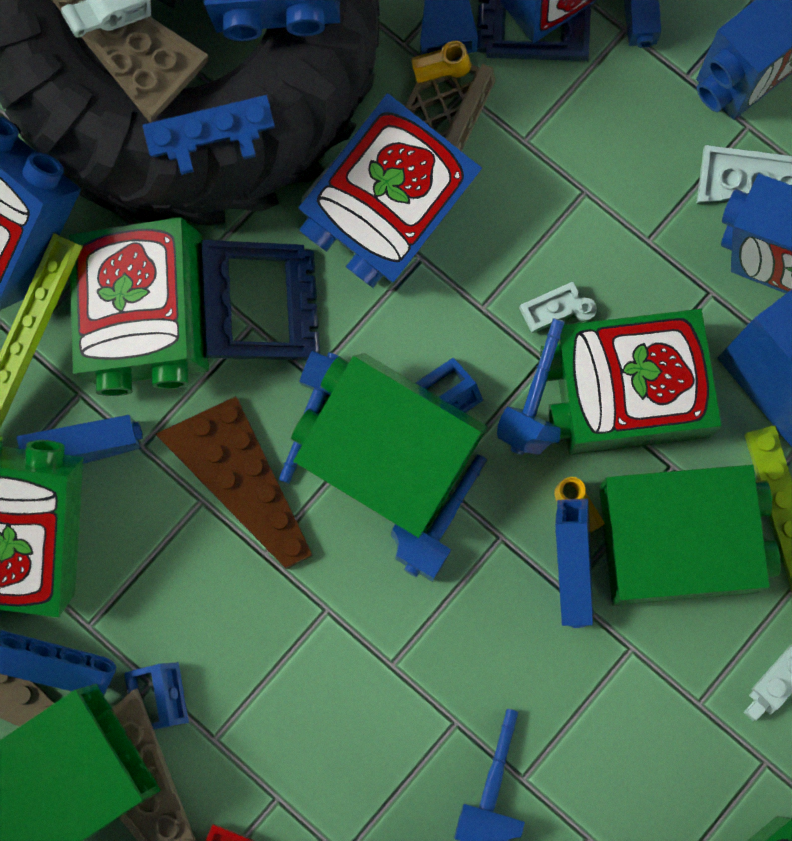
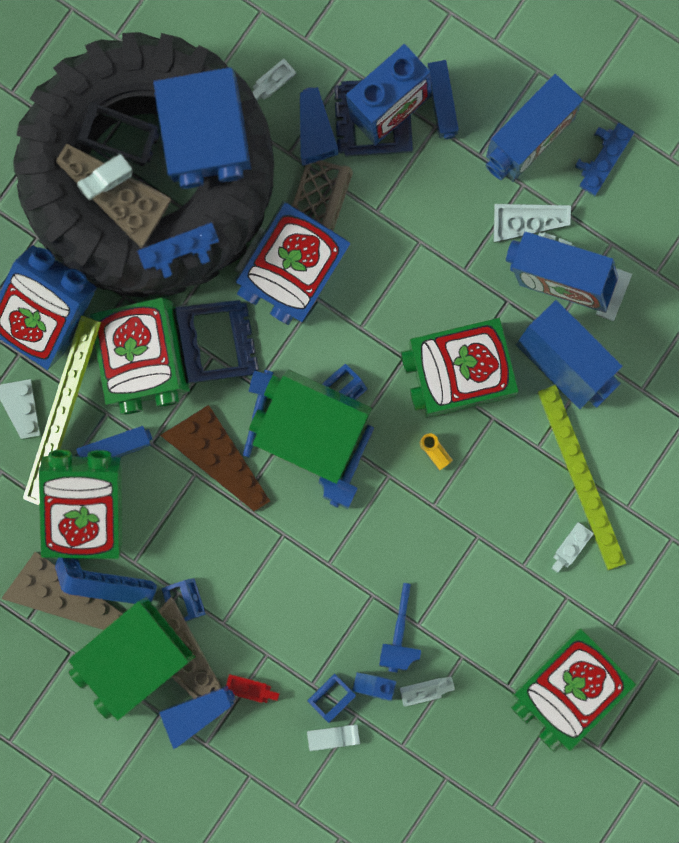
camera: 10 degrees left, 5 degrees up
(440, 62) = (314, 167): yellow piece -> none
(521, 426) = (392, 403): blue piece -> none
(557, 304) = (409, 322): light aqua hinge -> none
(574, 562) = (435, 487): blue slope -> none
(687, 534) = (504, 462): green brick -> none

